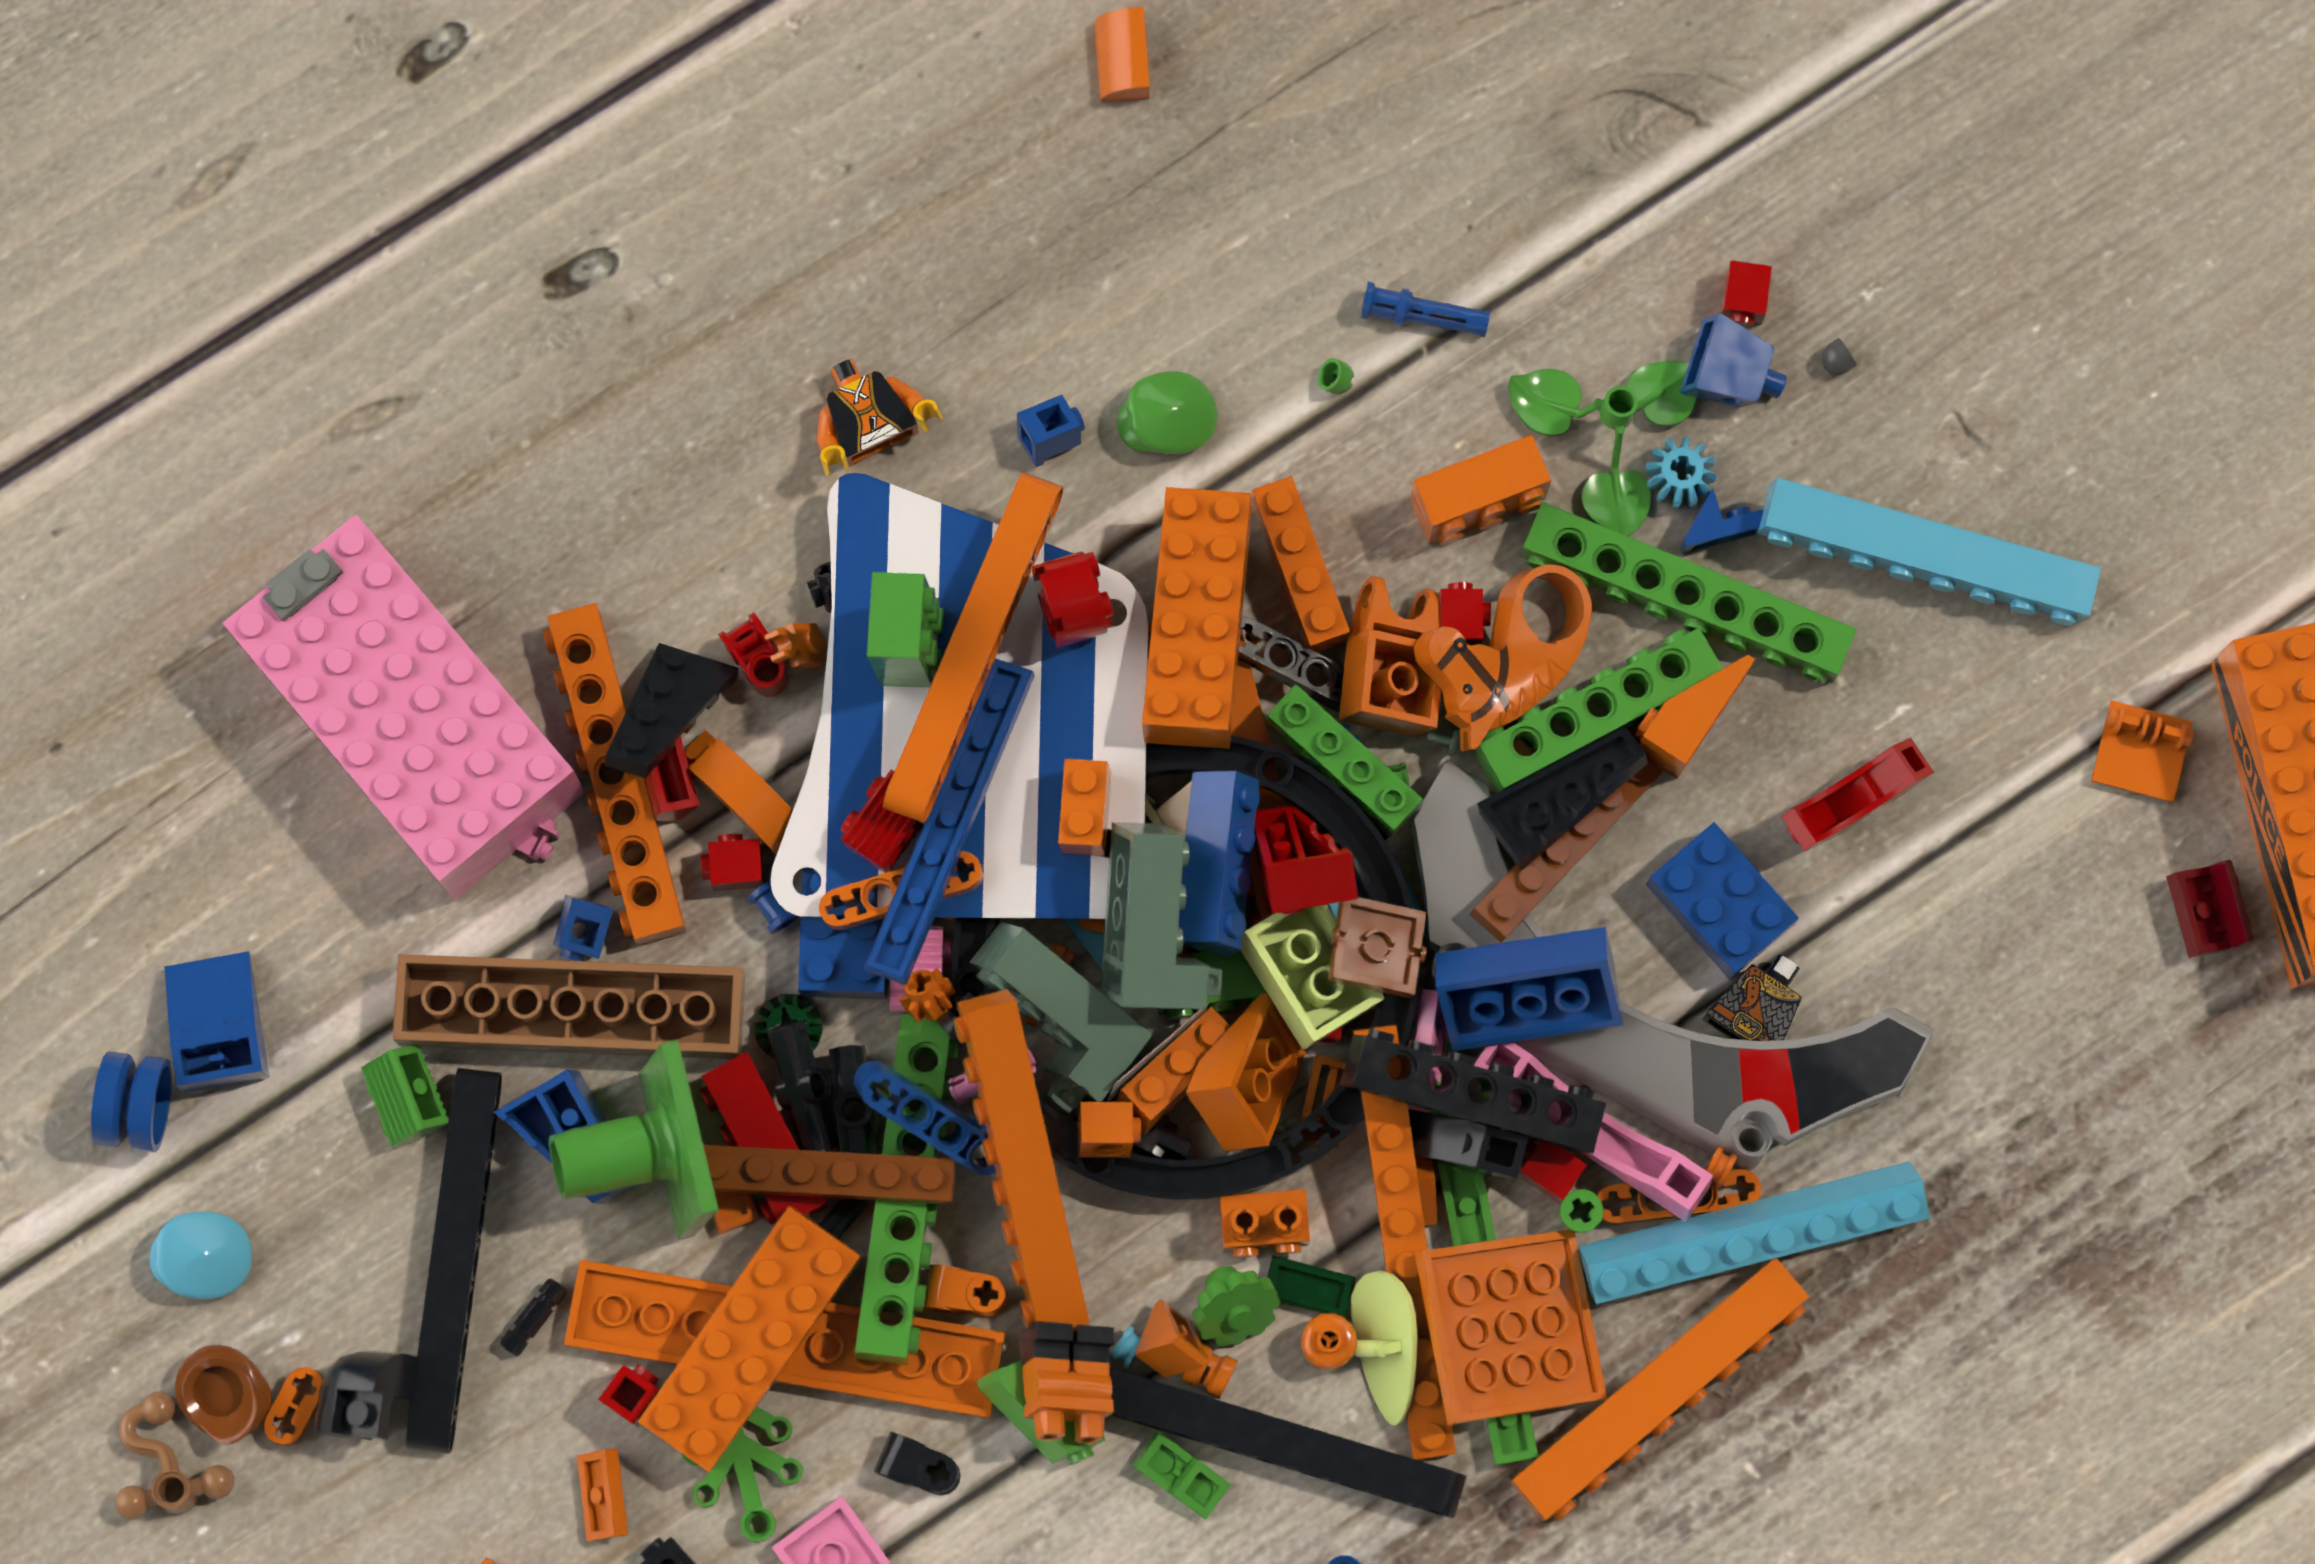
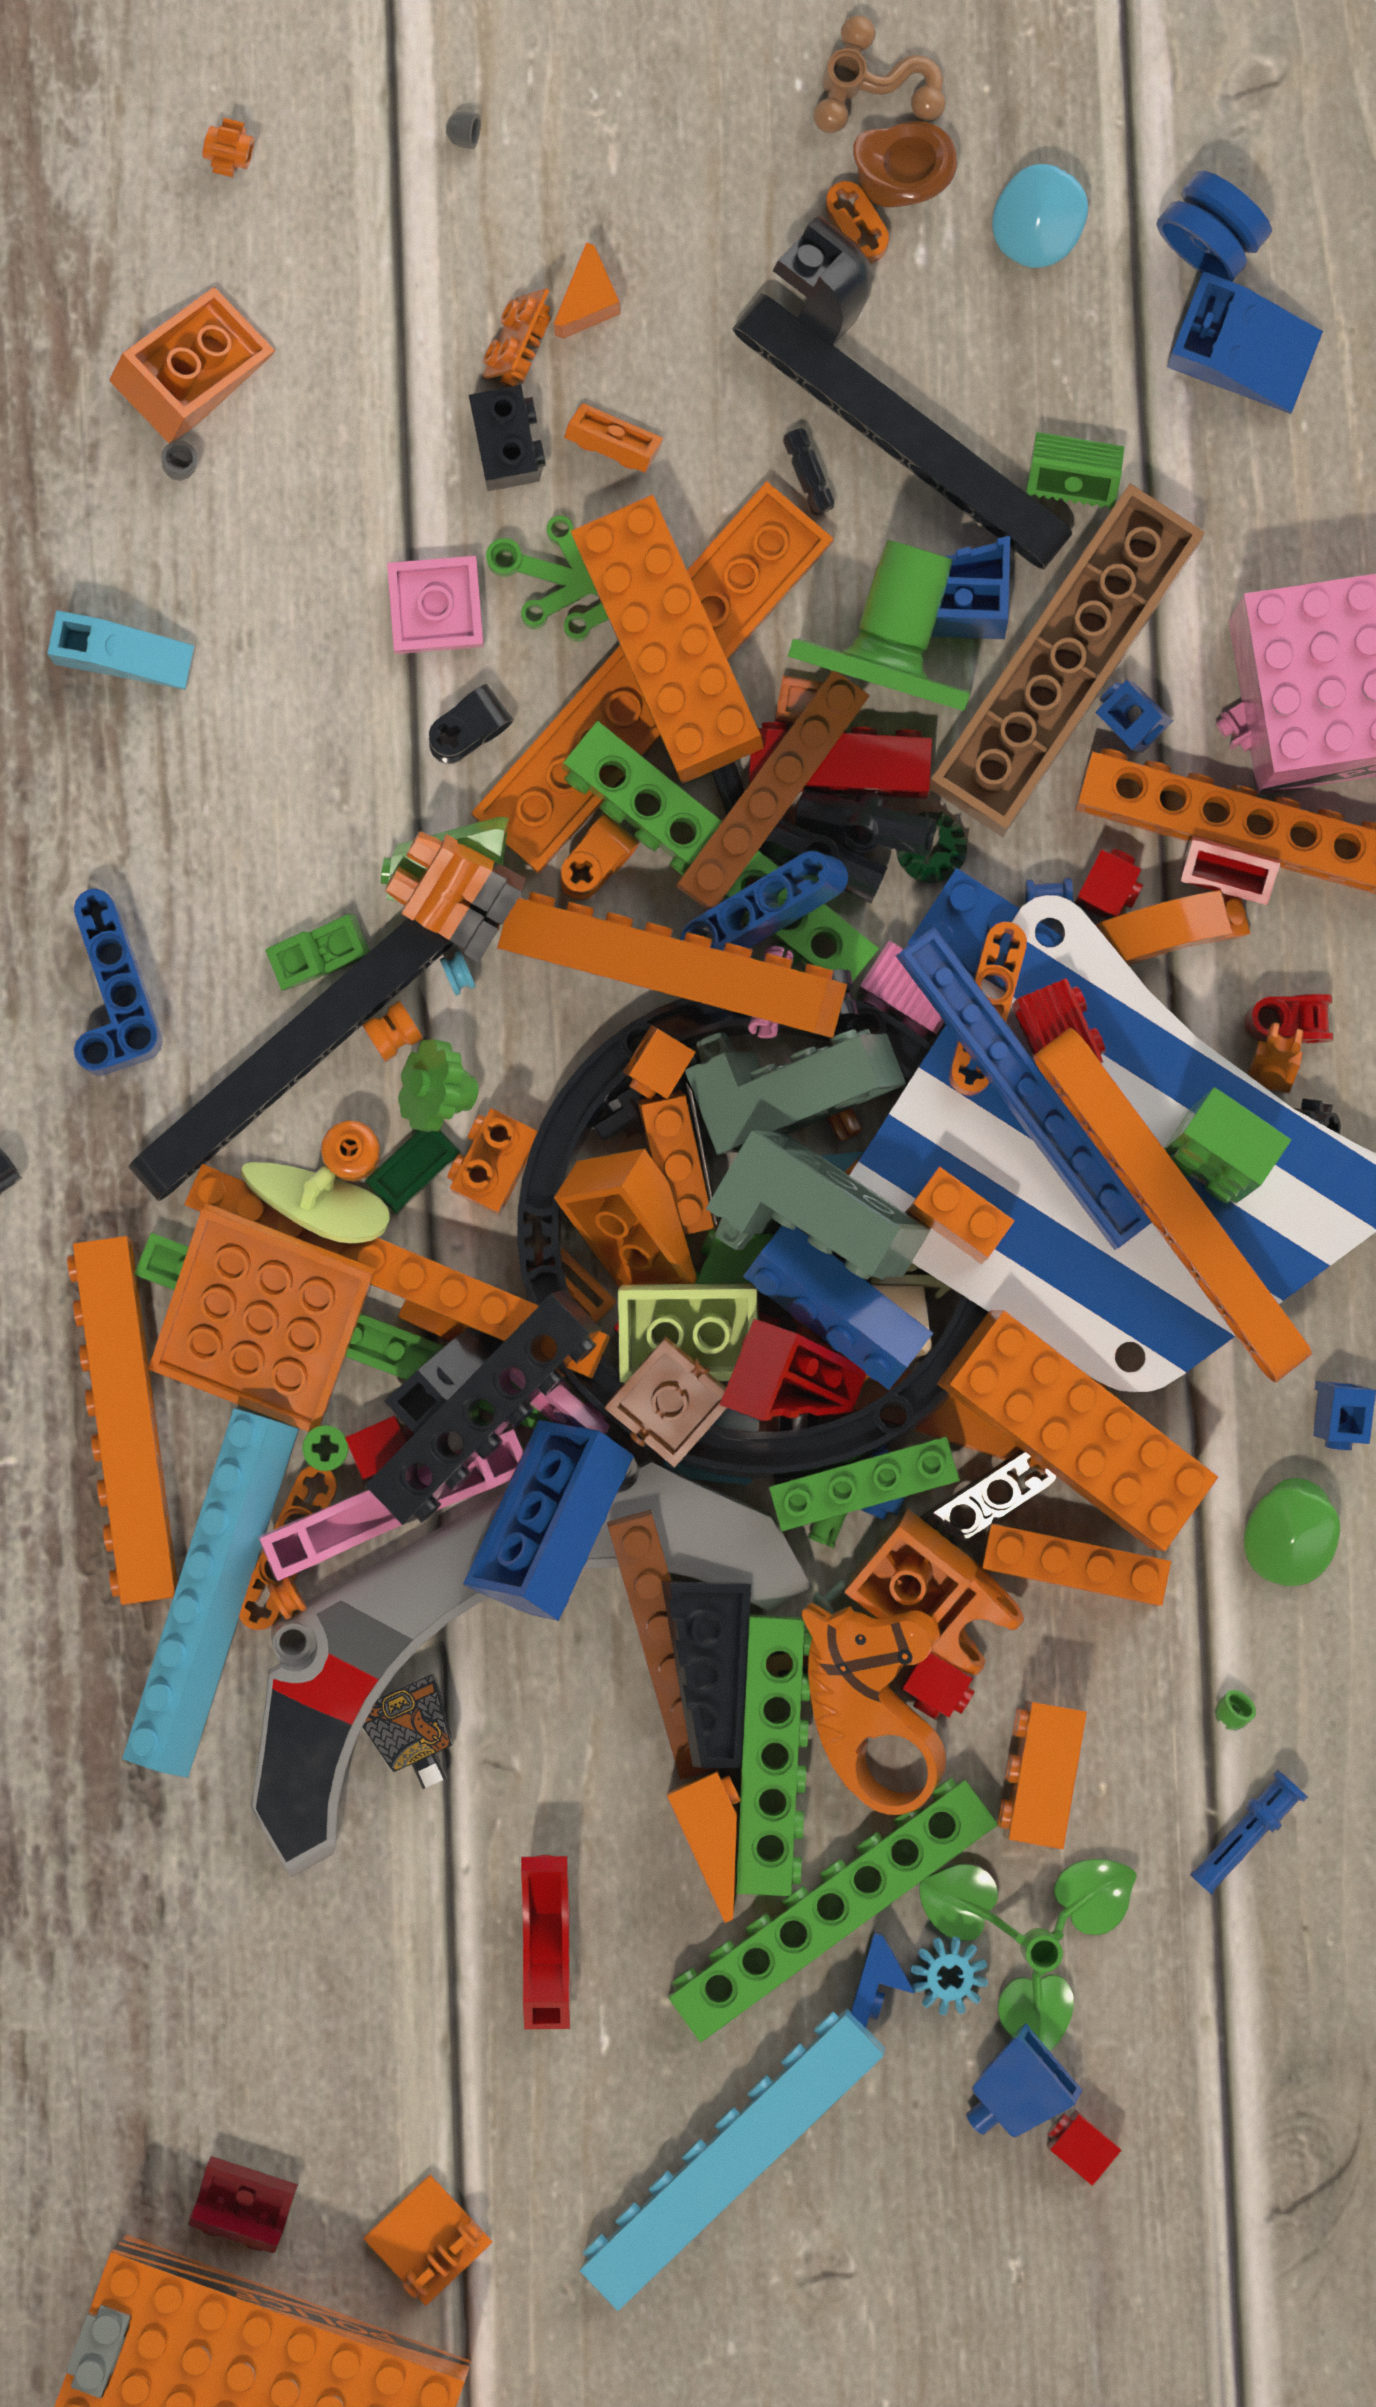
camera: 125 degrees right, 5 degrees up
(630, 1393) = (685, 511): red brick -> none
(666, 705) = (1292, 906): black wing -> none
(927, 995) = (878, 976): orange gear -> none
(1072, 598) = (1163, 1321): red brick -> none
(1170, 1342) = (437, 1010): orange slope -> none
(1722, 900) = (527, 1757): blue brick -> none
(1837, 358) = (969, 2194): dark grey hinge -> none

